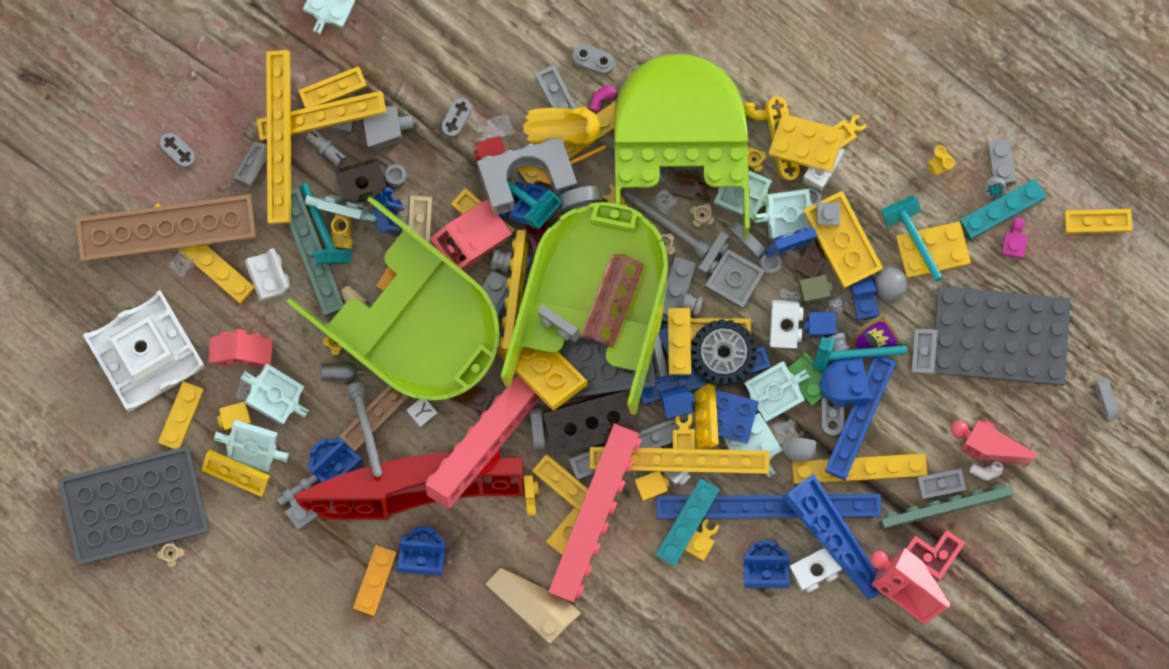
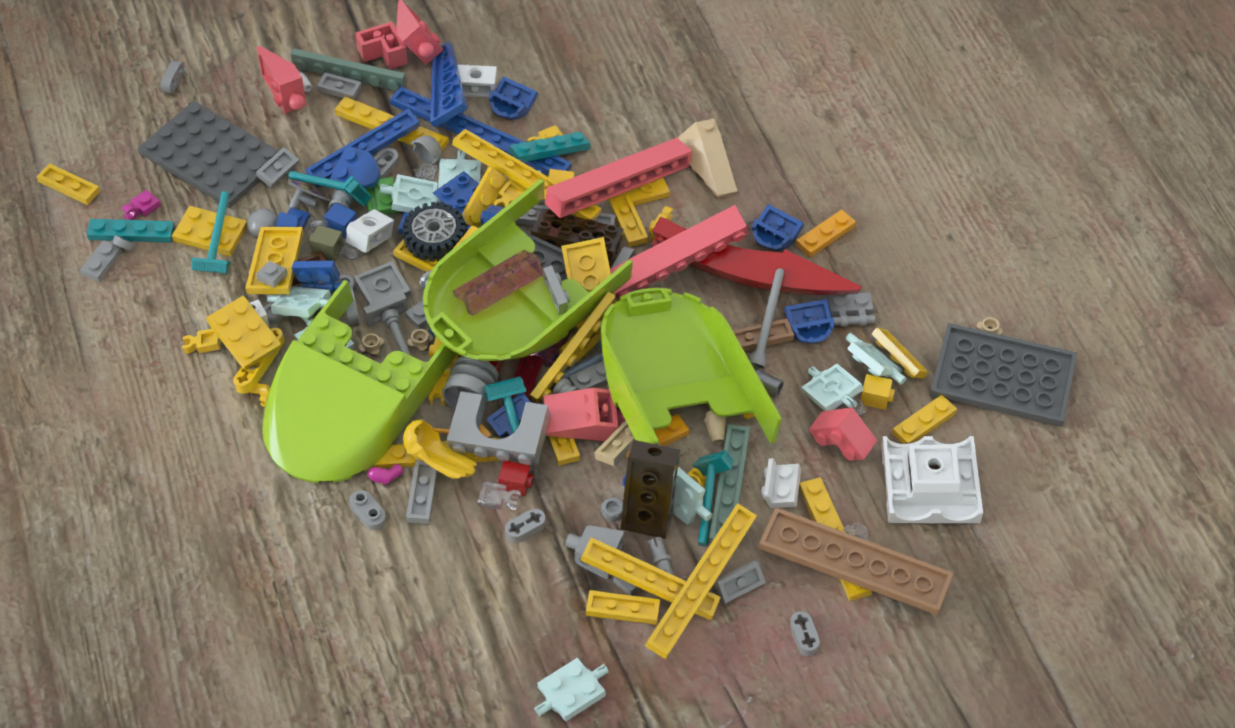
camera: 150 degrees left, 25 degrees down
(941, 162) = (146, 277): yellow plate -> none

